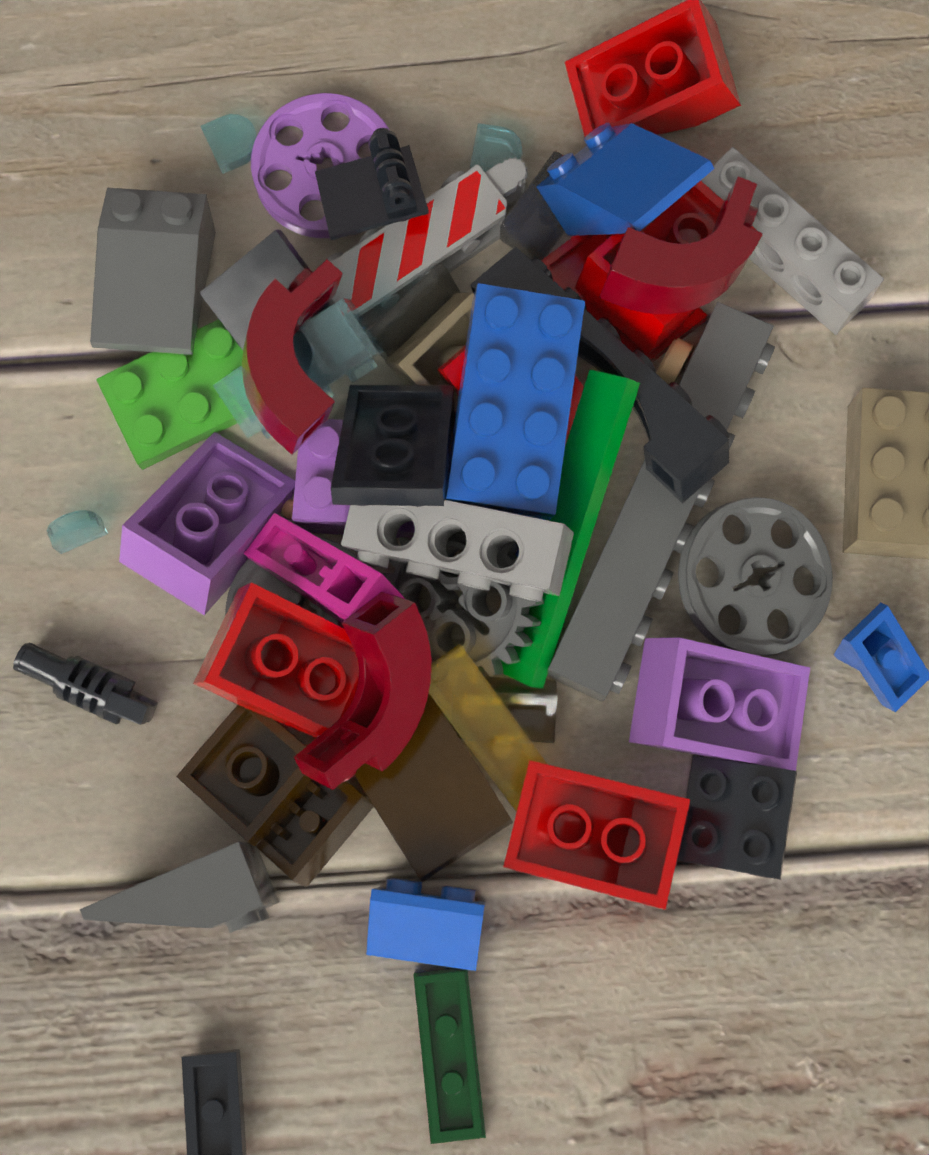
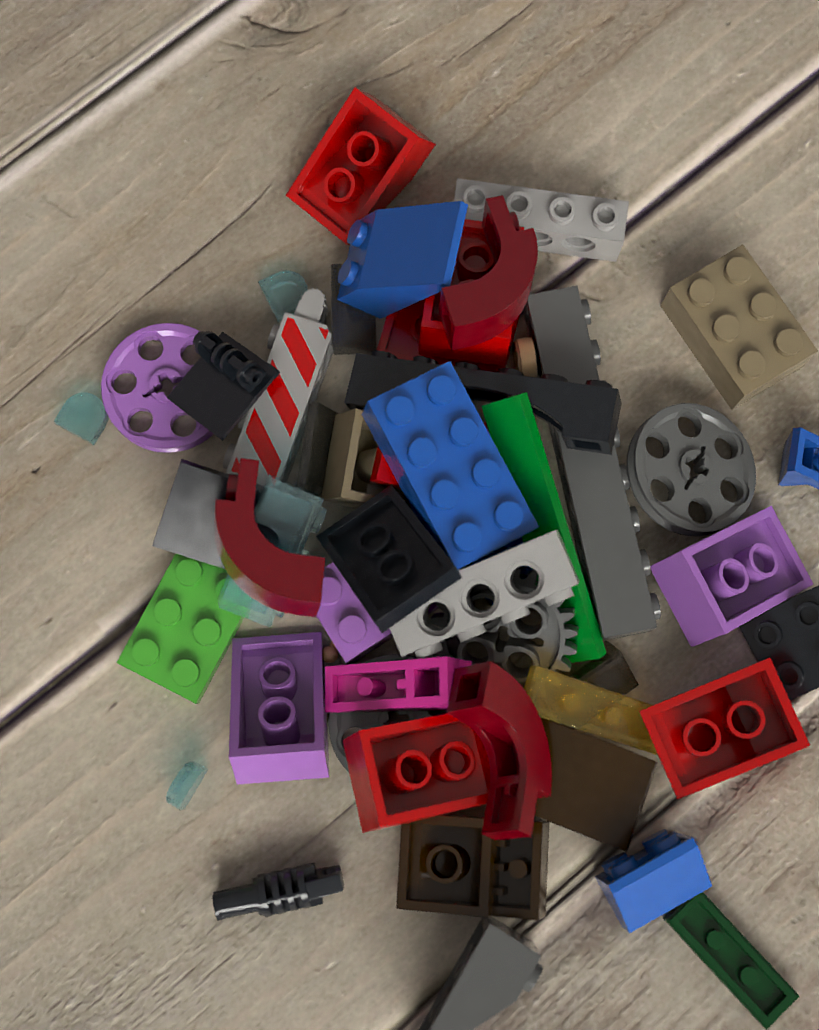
camera: 40 degrees left, 0 degrees up
(150, 270) = (101, 555): dark grey slope -> none

